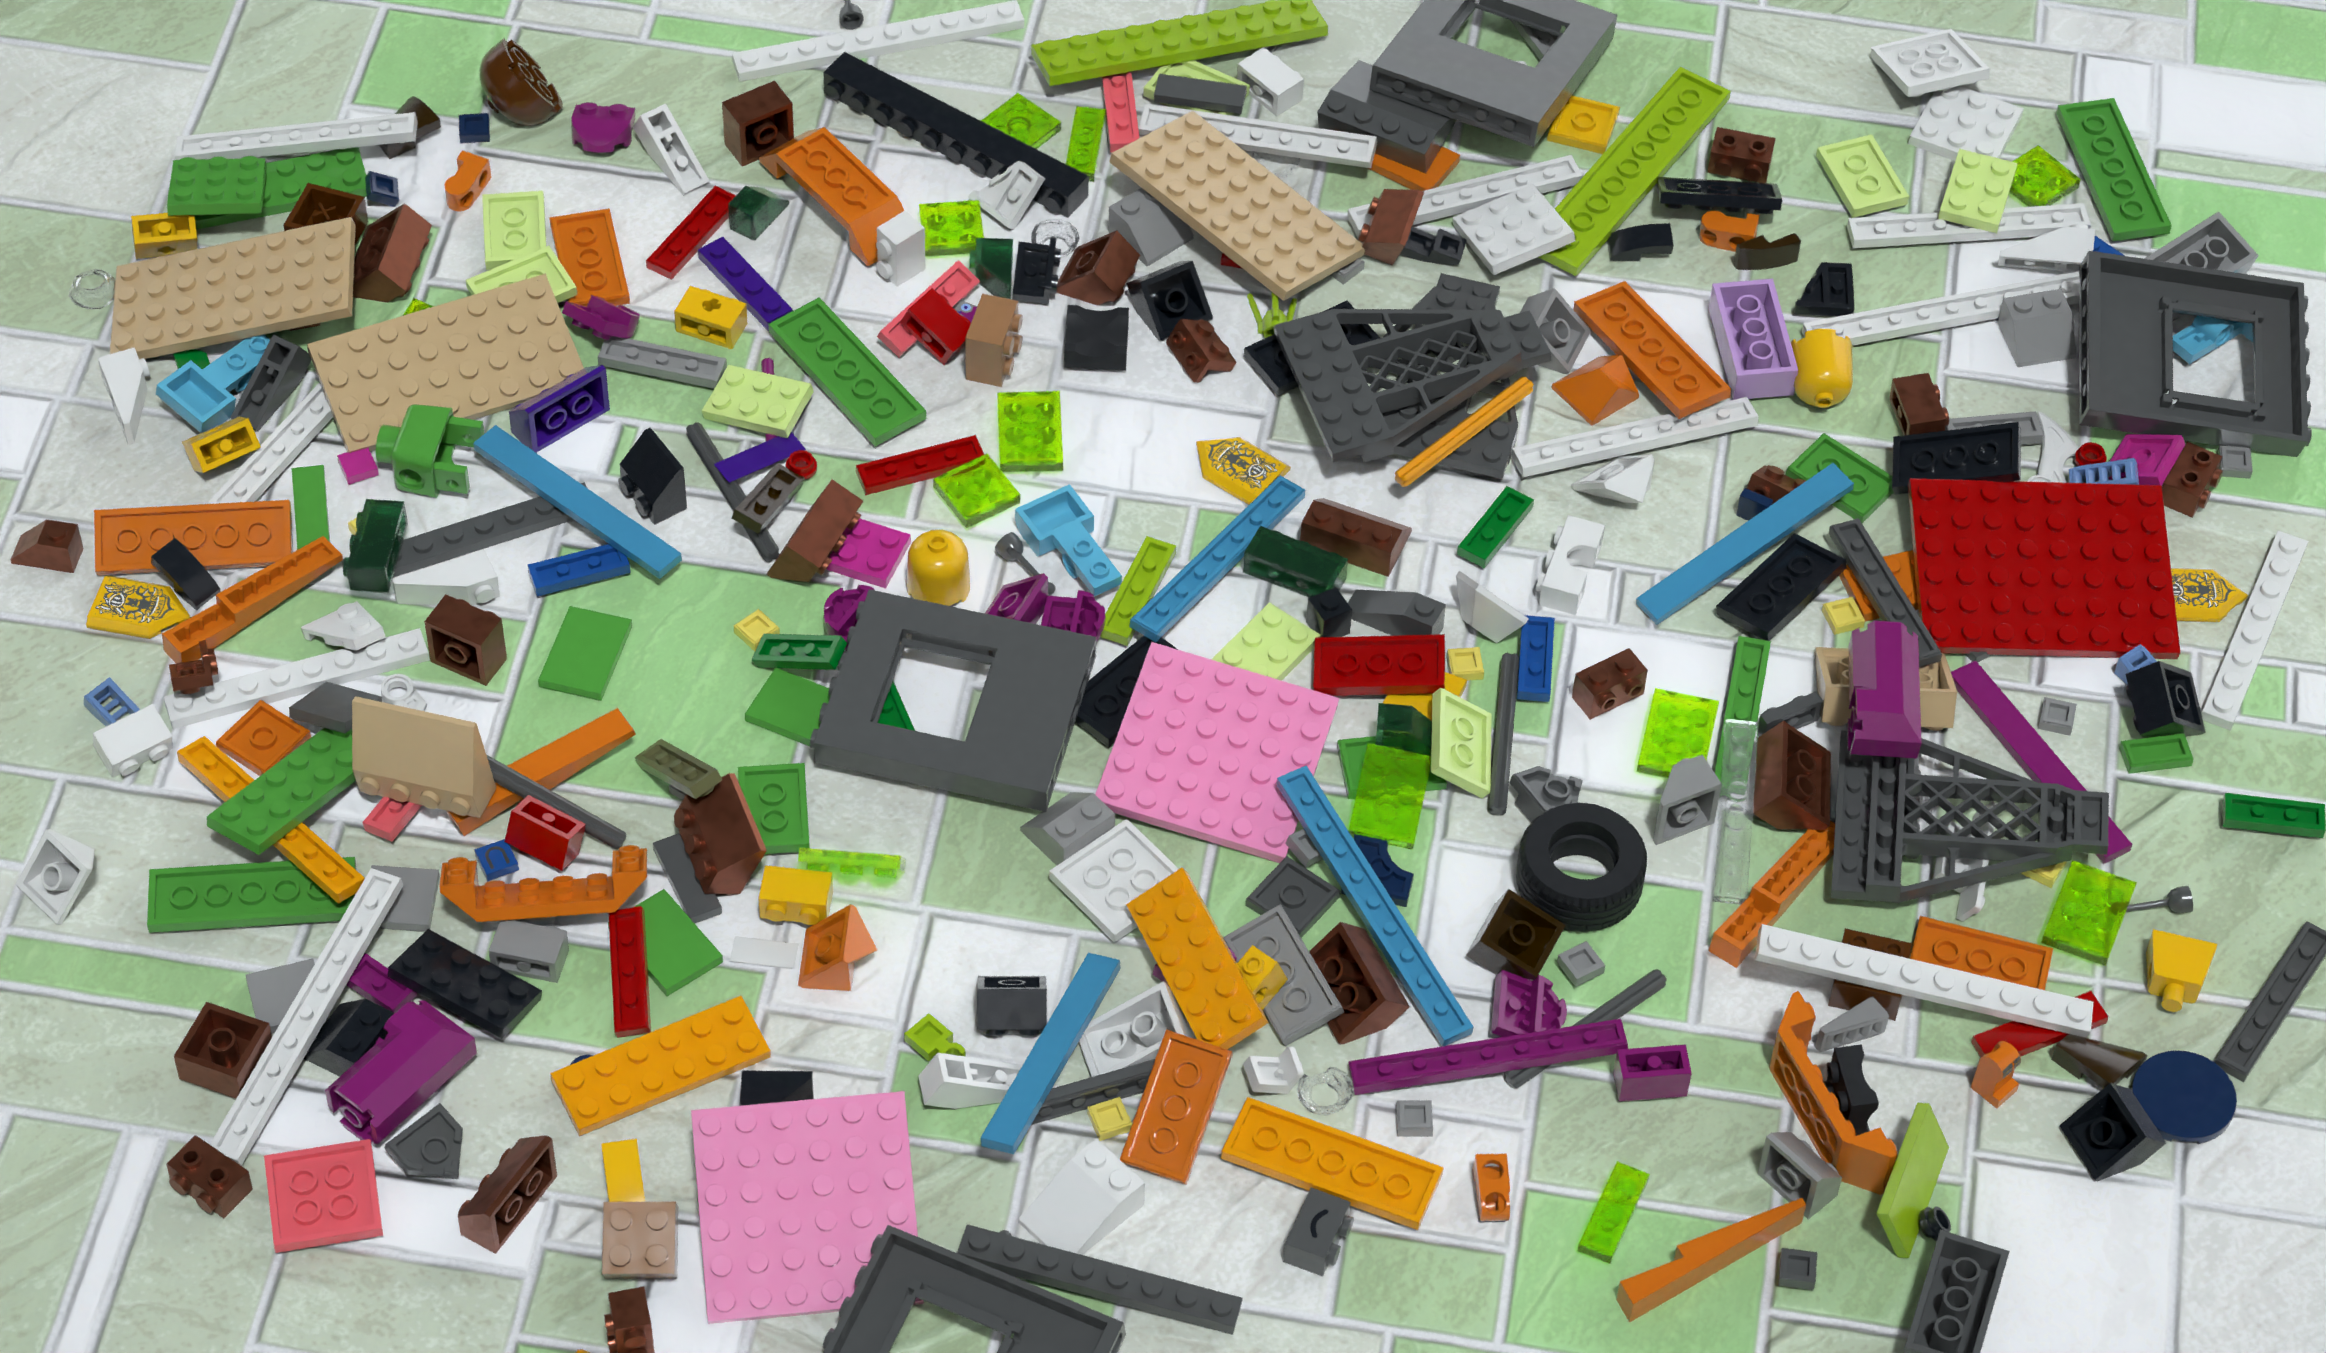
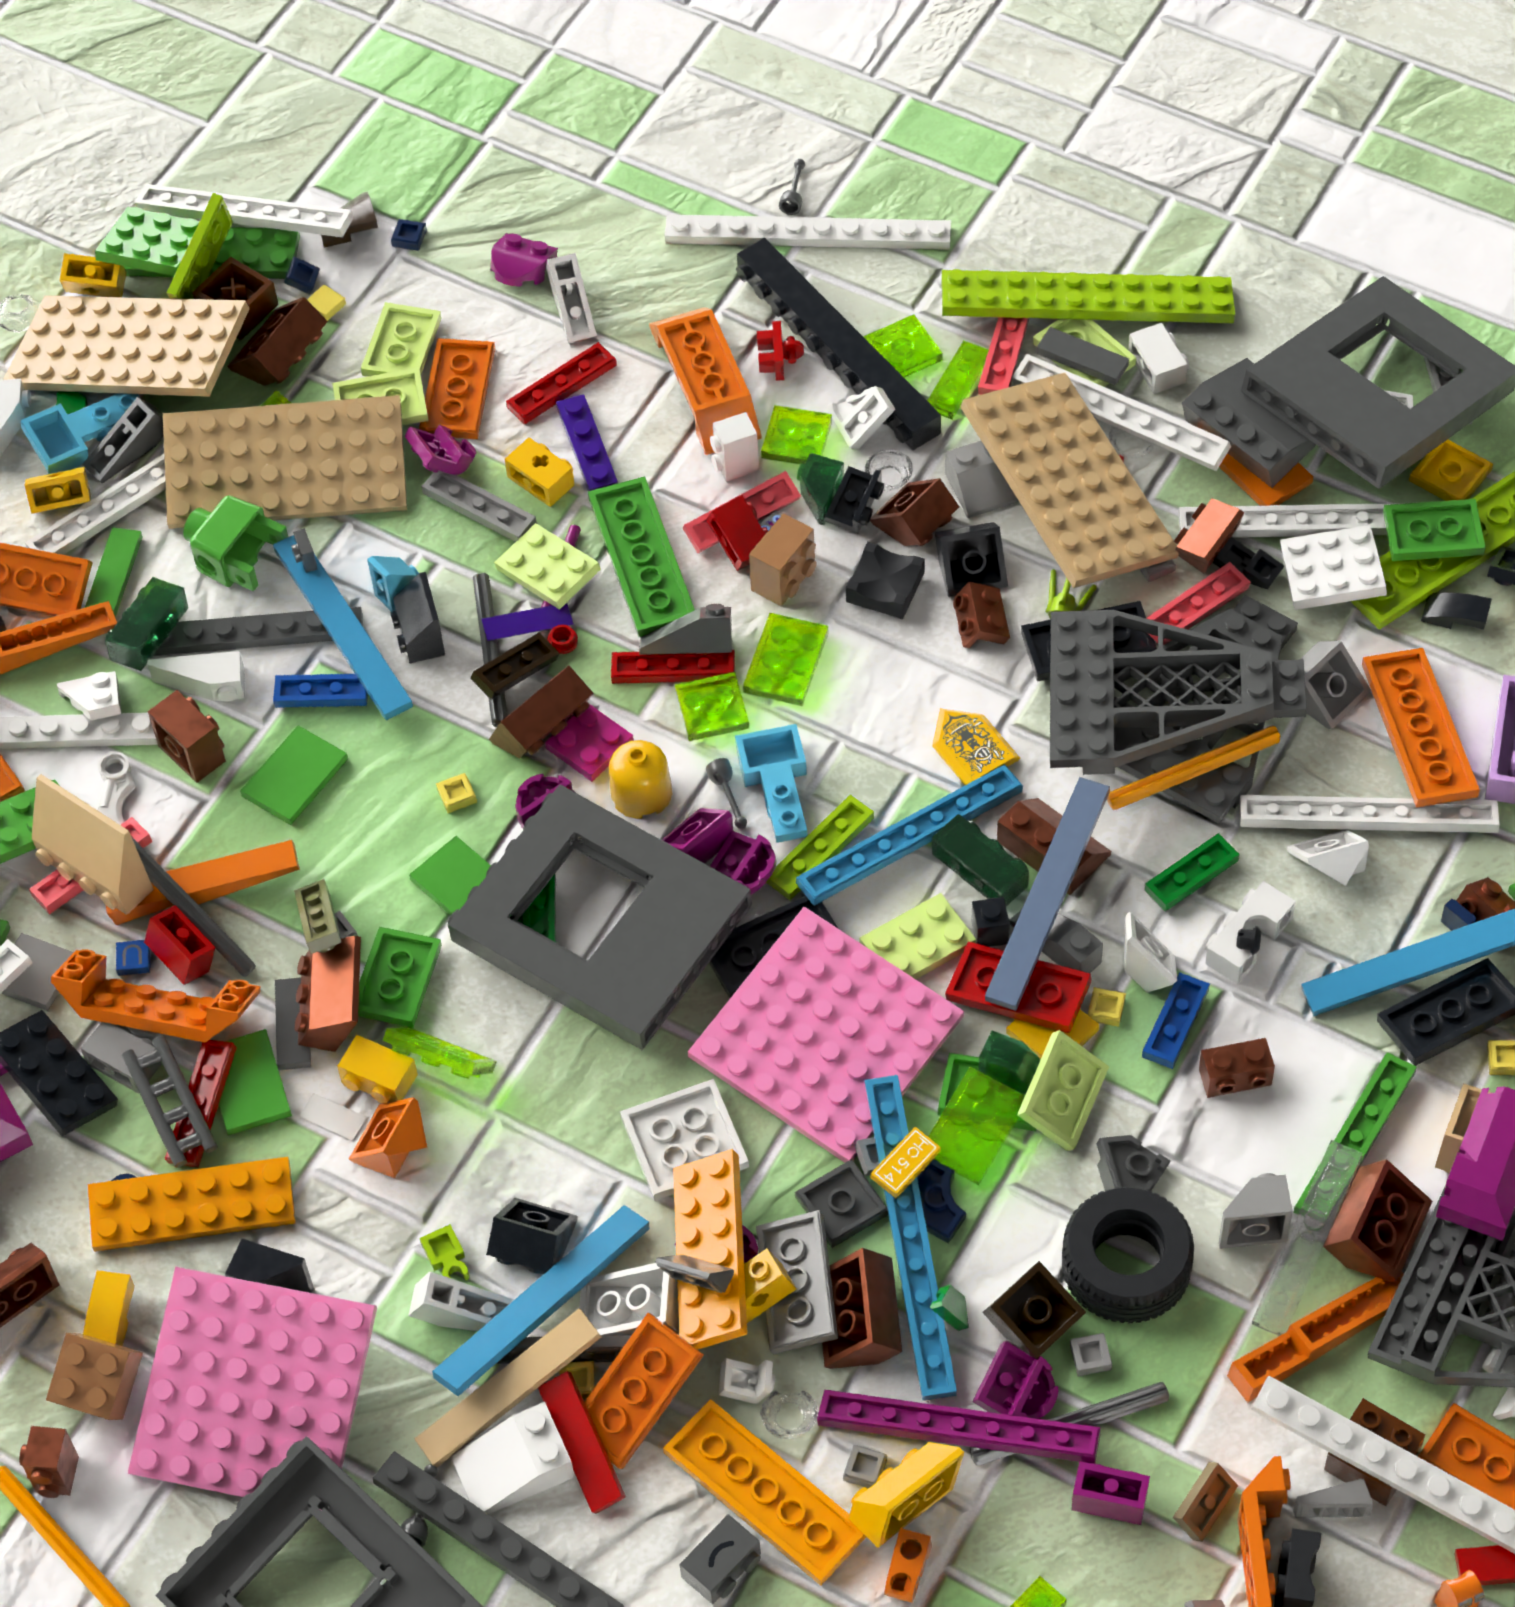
camera: 25 degrees right, 5 degrees up
(278, 179) = (202, 249): none -> lime tile
(329, 706) = (55, 764): dark grey tile -> none
(357, 465) = (170, 539): dark pink tile -> none
(422, 205) = (327, 301): none -> light yellow tile
(468, 181) = (378, 286): orange leg -> none
(513, 438) = (303, 551): none -> dark grey plate
(517, 85) = (456, 201): reddish brown cylinder -> none
(561, 408) = (367, 530): dark purple slope -> none
(602, 994) = (163, 1120): none -> dark grey bar
(607, 449) = (389, 577): none -> medium azure slope
(754, 211) = (624, 374): clear green slope -> none
(757, 122) = (655, 289): copper brick -> none
(799, 651) = (478, 827): green plate -> none
(903, 154) = (772, 340): none -> red hips
(933, 426) = (699, 631): none -> dark grey slope
(1052, 1138) = (507, 1388): none -> tan tile
(1069, 825) = (658, 1070): light grey slope -> none
(1161, 1185) = (582, 1442): none -> red tile
(1199, 981) = (696, 1271): none -> slope
(1346, 839) = (905, 1162): none -> yellow tile
(1378, 573) = (1047, 894): none -> sand blue tile
(1405, 284) = (1202, 599): none -> coral plate
(1438, 957) = (951, 1307): none -> green tile
(1467, 1121) = (905, 1491): none -> yellow slope
(1504, 734) = (1112, 1092): dark grey axle -> none
(1579, 567) = (1249, 939): none -> black piece
(1594, 174) = (1434, 530): none -> bright green plate
(1598, 388) = (1353, 753): orange slope -> none
(1676, 730) = (1285, 1138): clear neon green plate -> none
(1737, 1058) = (1205, 1501): none -> dark tan plate
(1797, 713) = (1406, 1152): dark grey plate -> none

